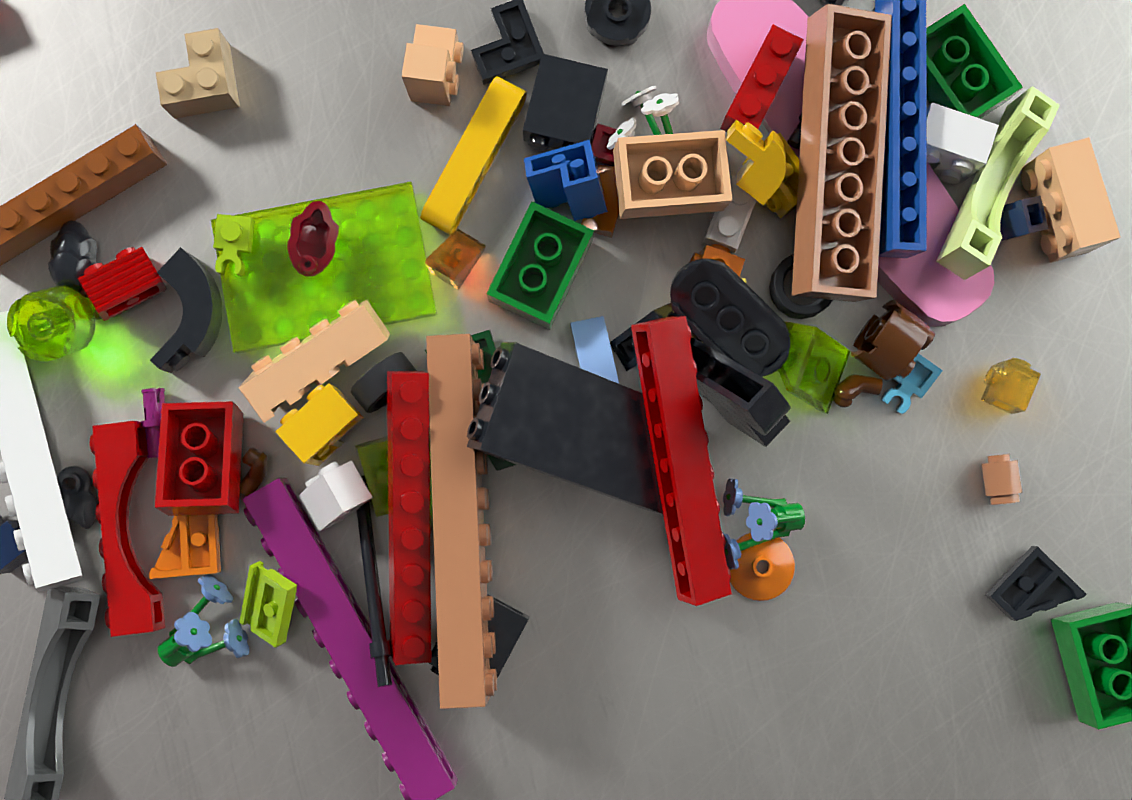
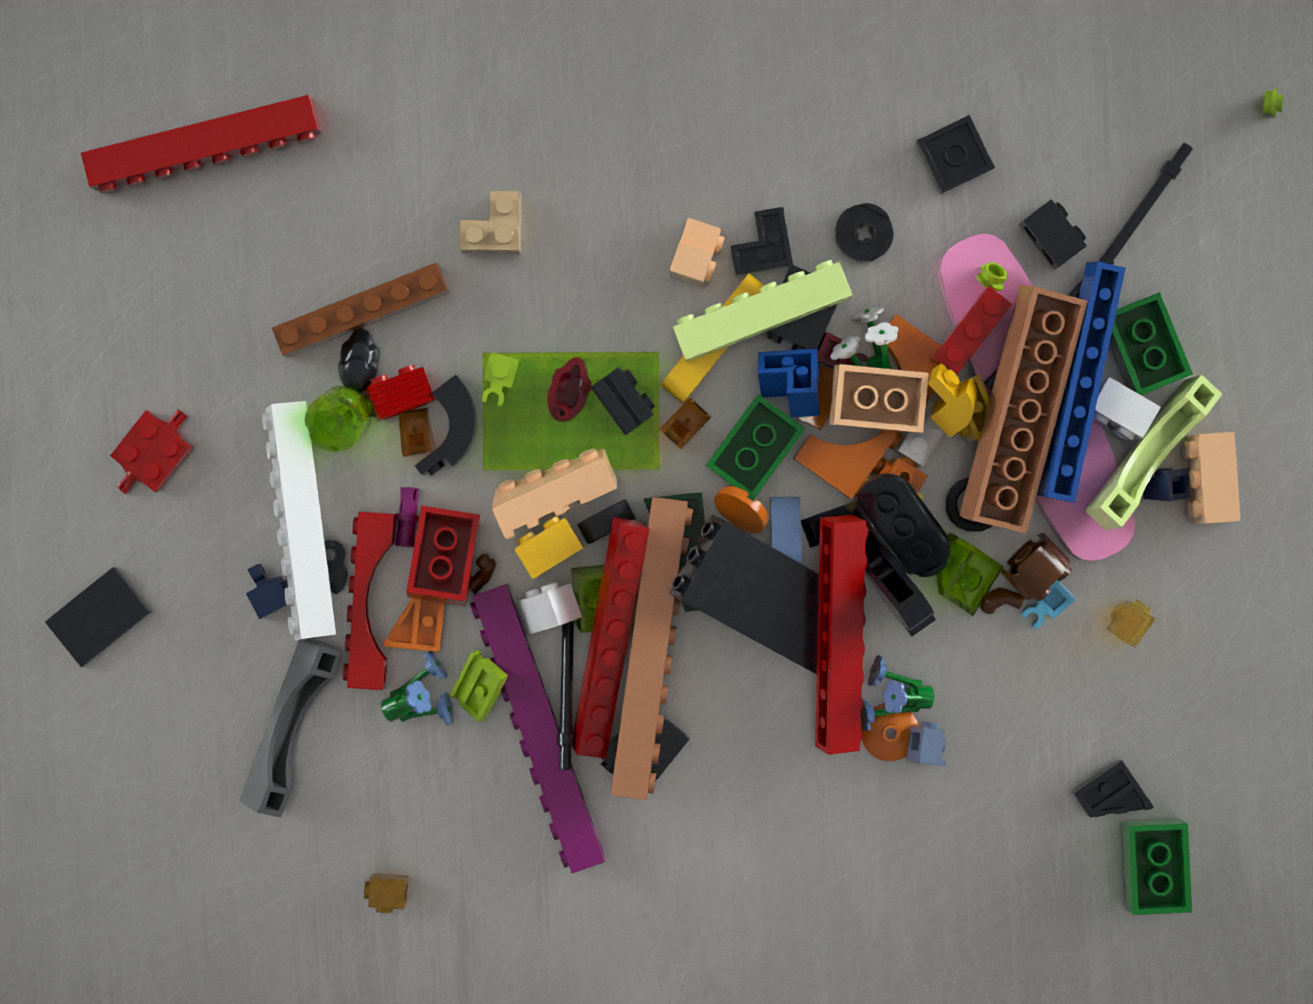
camera: 15 degrees right, 5 degrees up
(149, 327) = (416, 433): none -> clear orange slope
(378, 239) = (622, 400): none -> black brick
(519, 106) = (763, 311): none -> yellowish green brick
(539, 335) = (740, 510): none -> orange tile
(650, 267) = (850, 465): none -> orange arch
(770, 16) = (992, 275): none -> lime plate
(807, 571) = (926, 744): none -> sand blue brick
(1002, 479) = (1105, 699): nougat brick -> none

